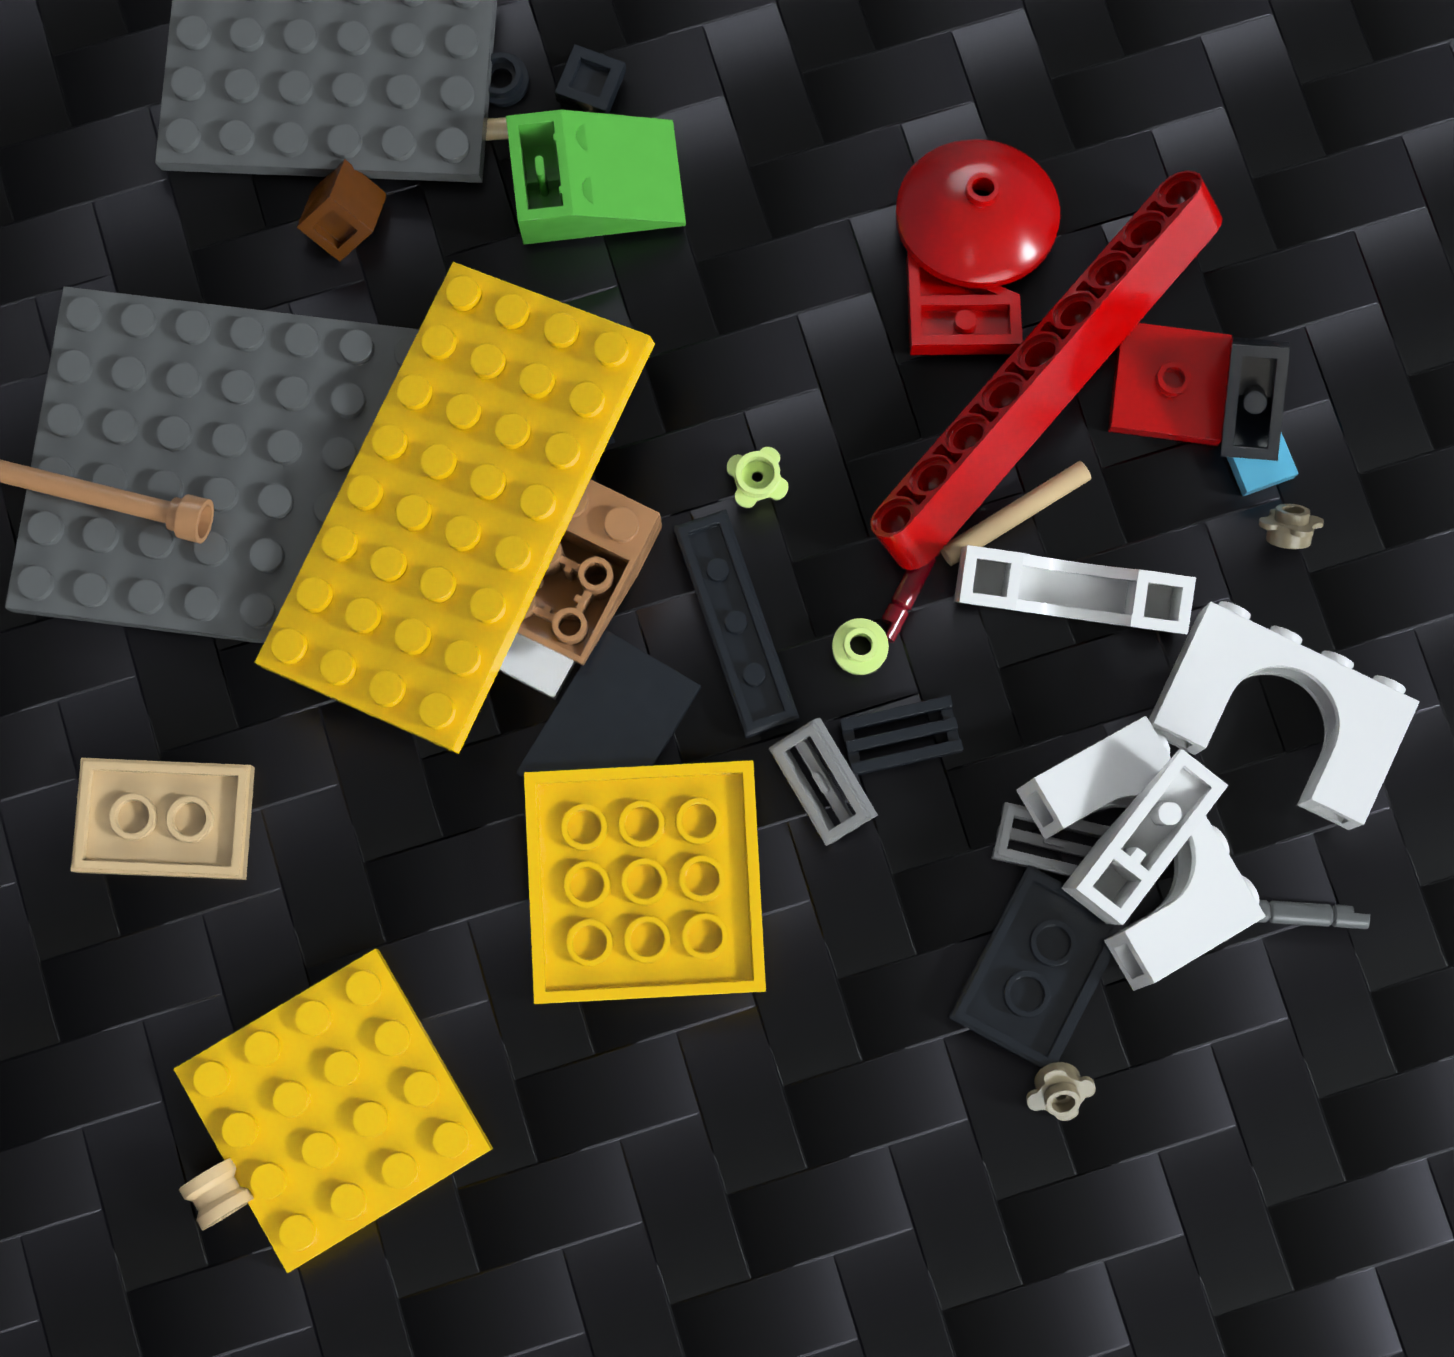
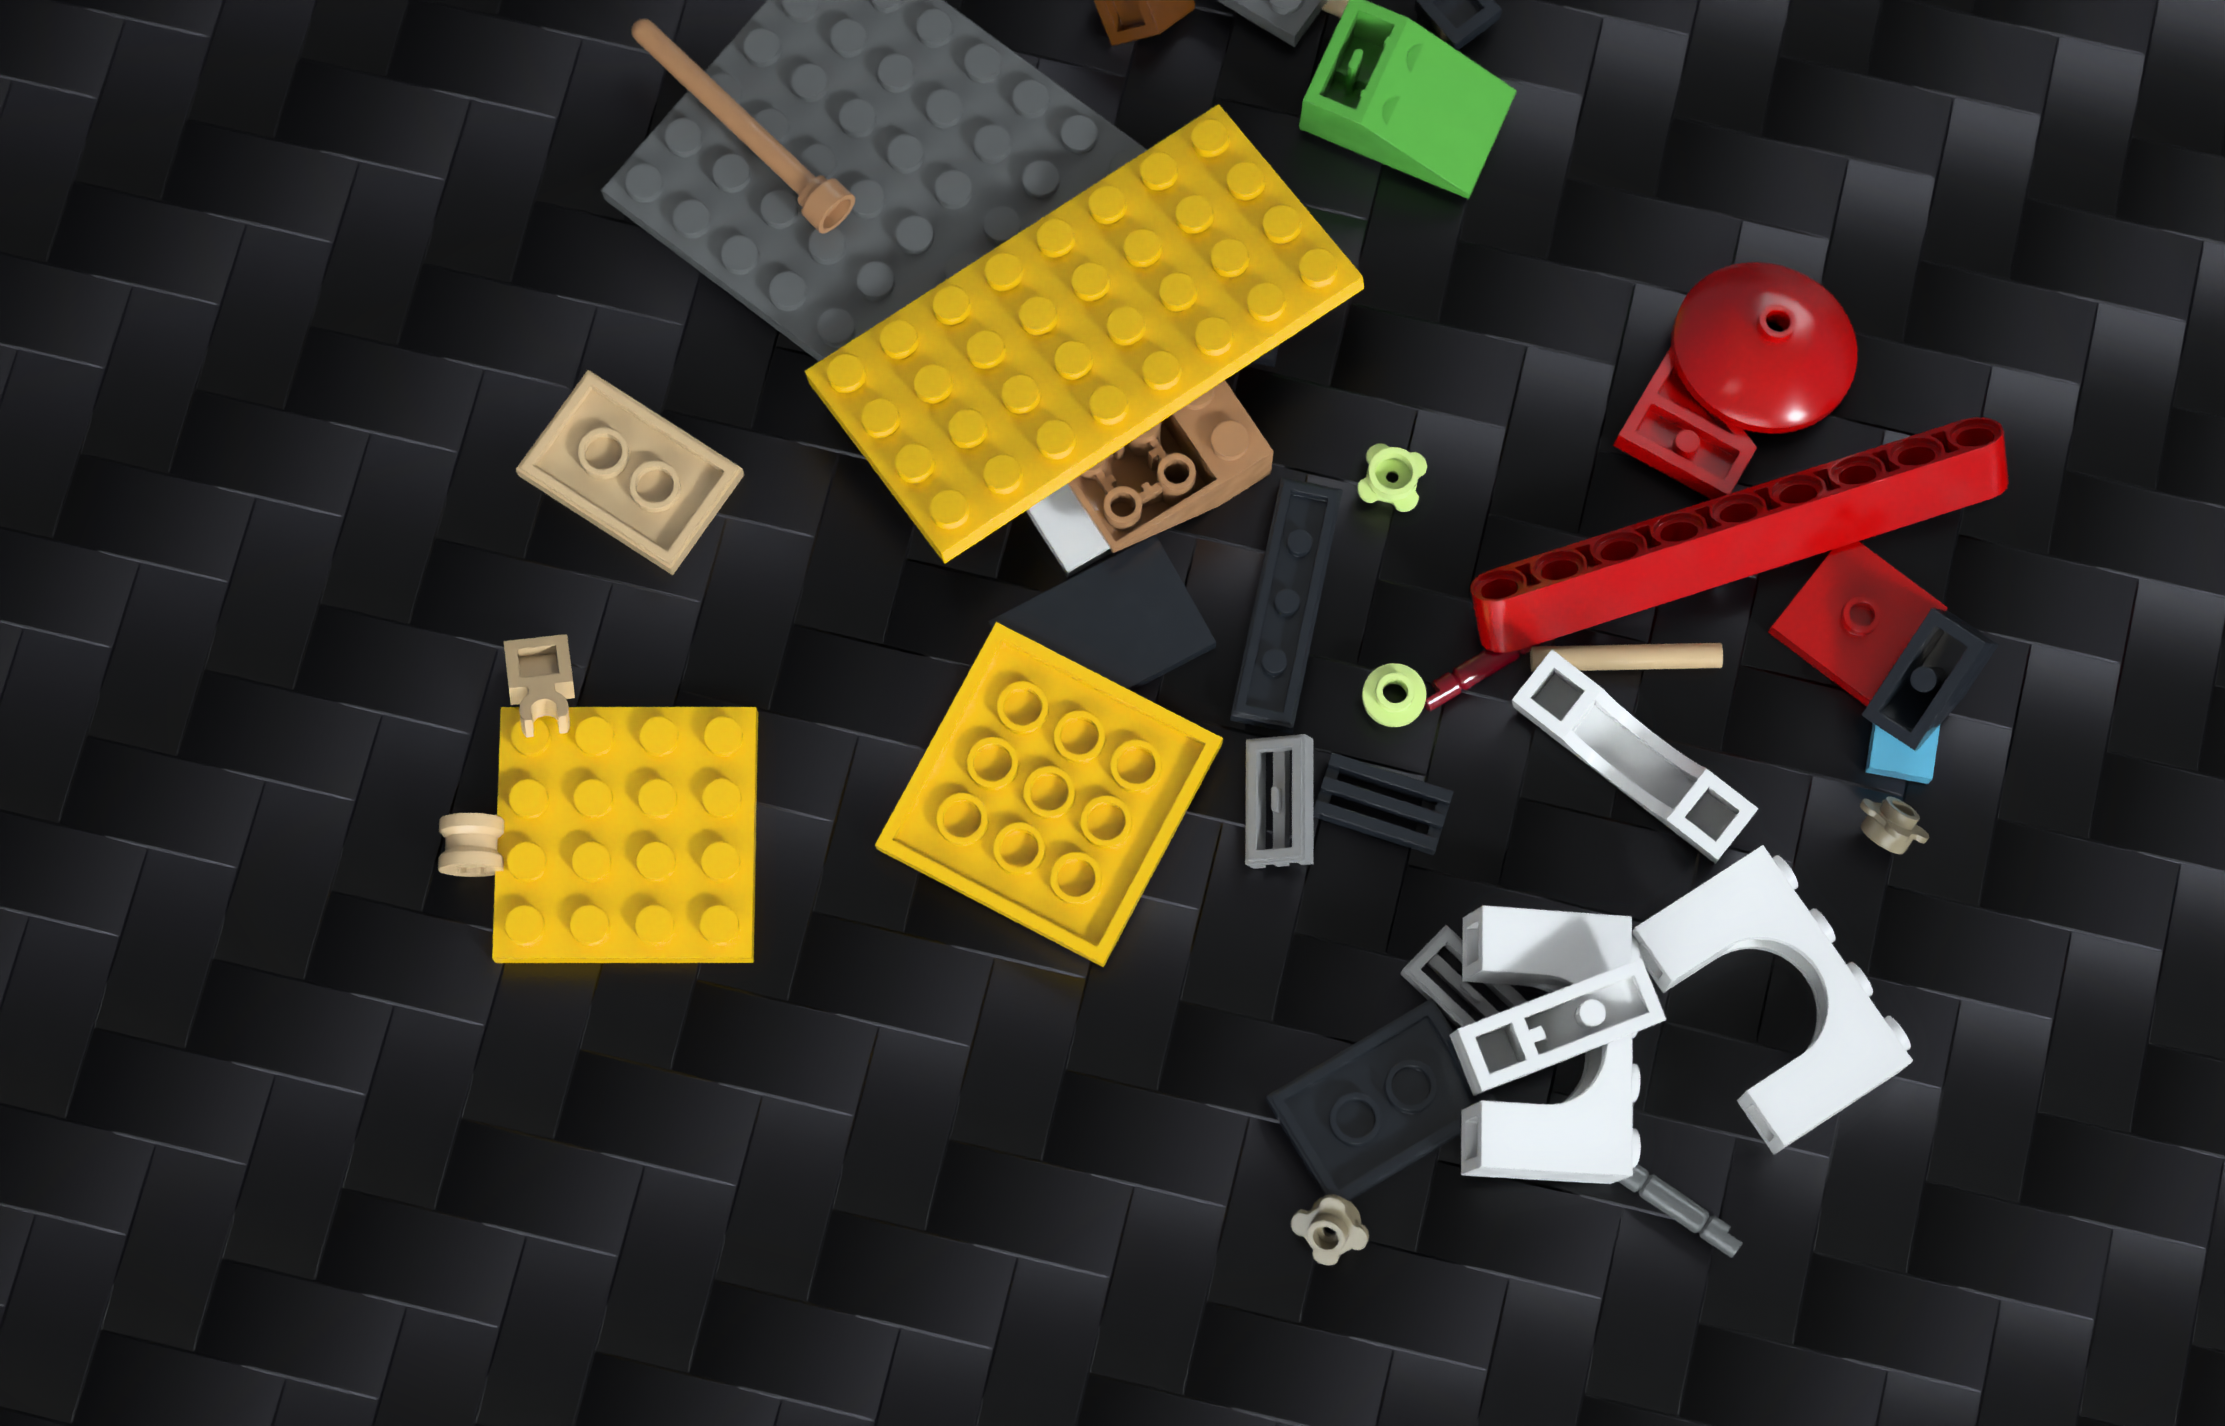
camera: 30 degrees right, 5 degrees down
(191, 1030) = (540, 679): none -> tan plate

